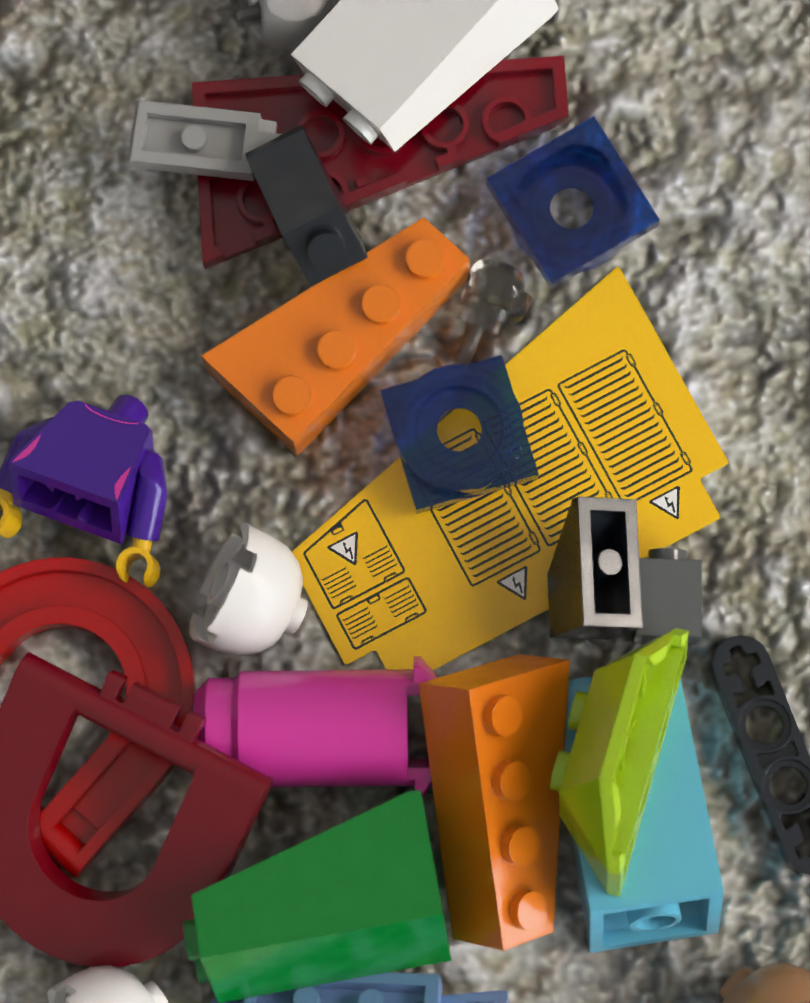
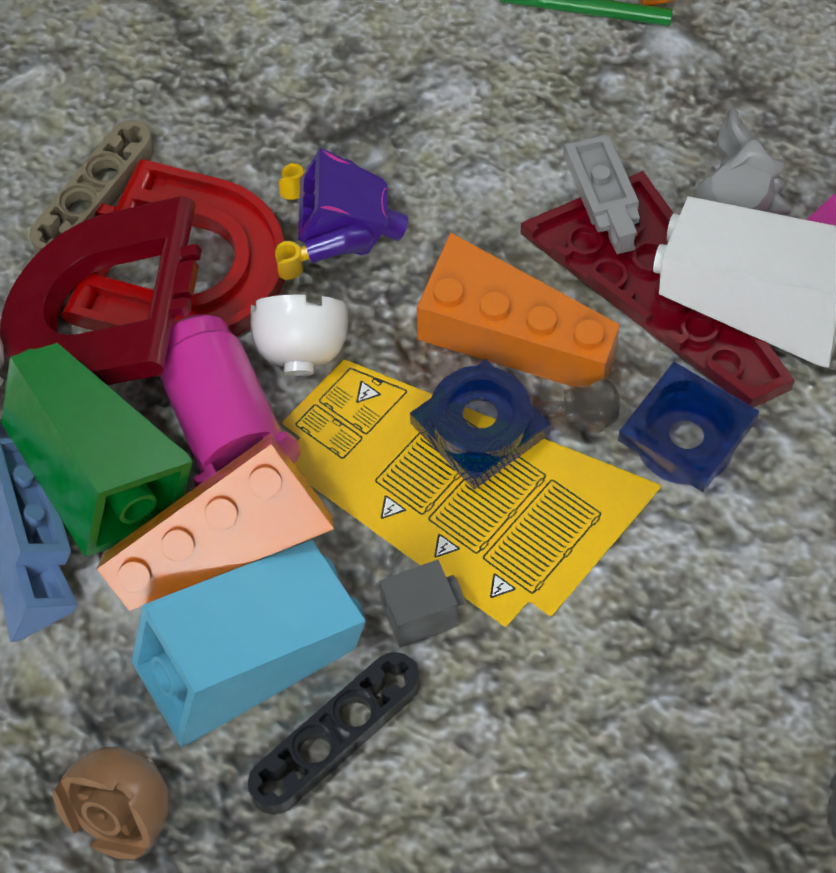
camera: 65 degrees right, 20 degrees down
(306, 205) = (587, 251): black slope -> none
(596, 571) = (417, 535): black slope -> none
(617, 752) = (277, 582): lime wedge -> none

